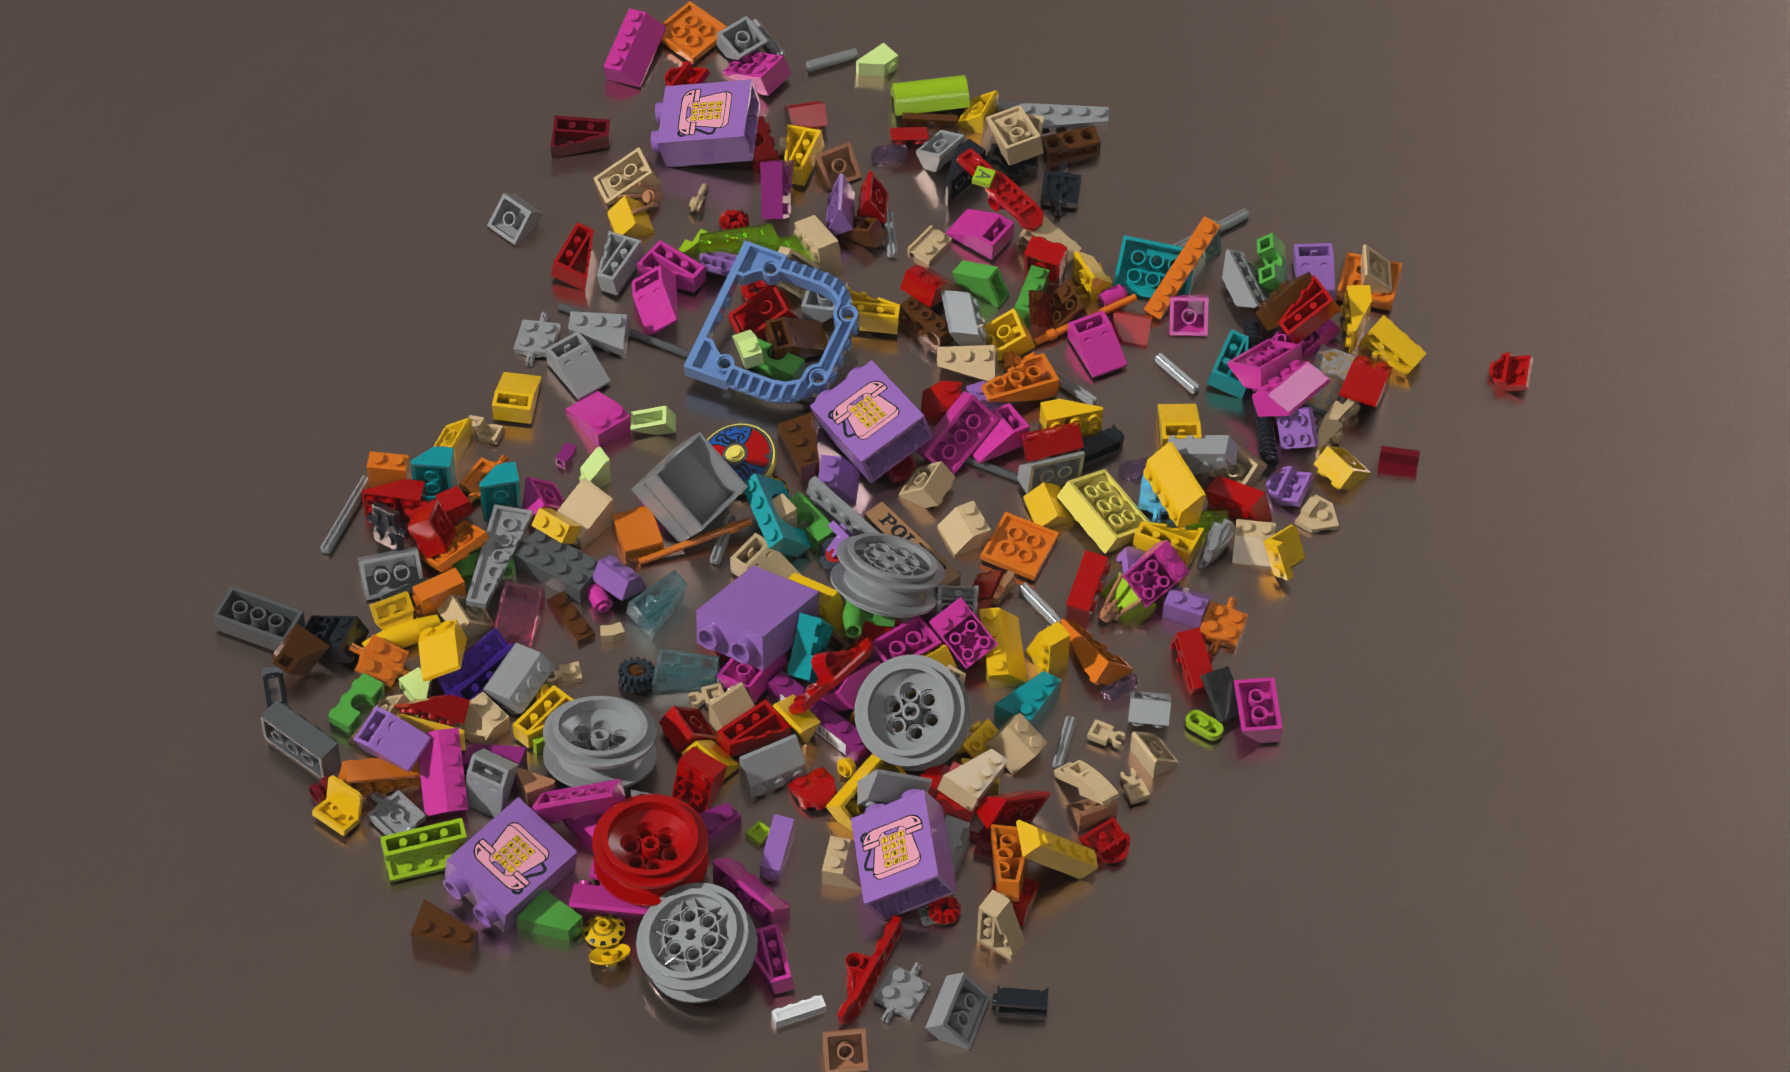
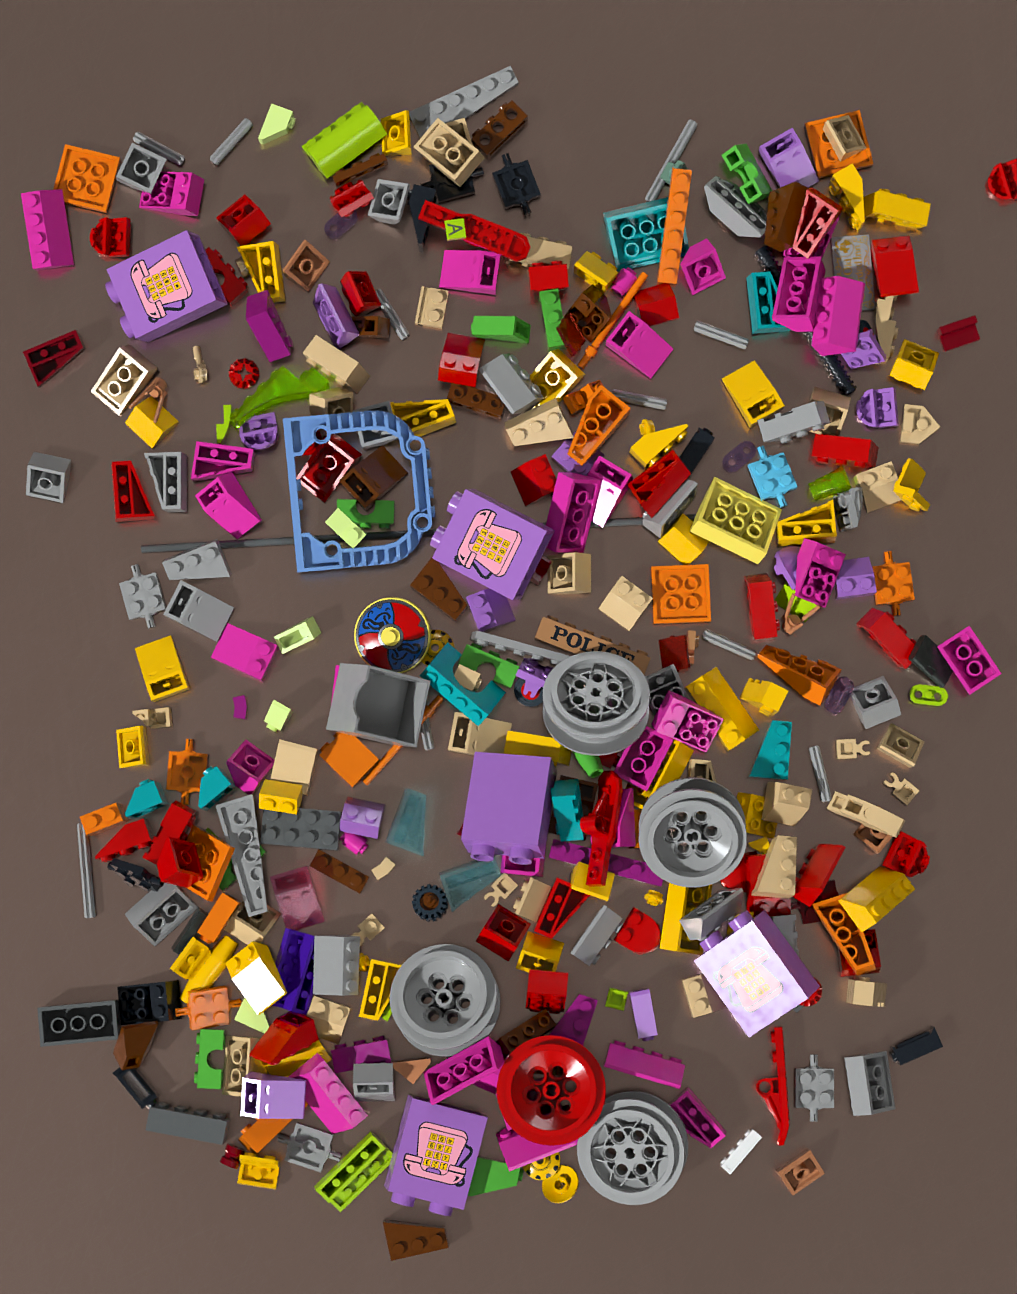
camera: 25 degrees left, 30 degrees up
(1175, 485) = (789, 474): yellow slope -> none

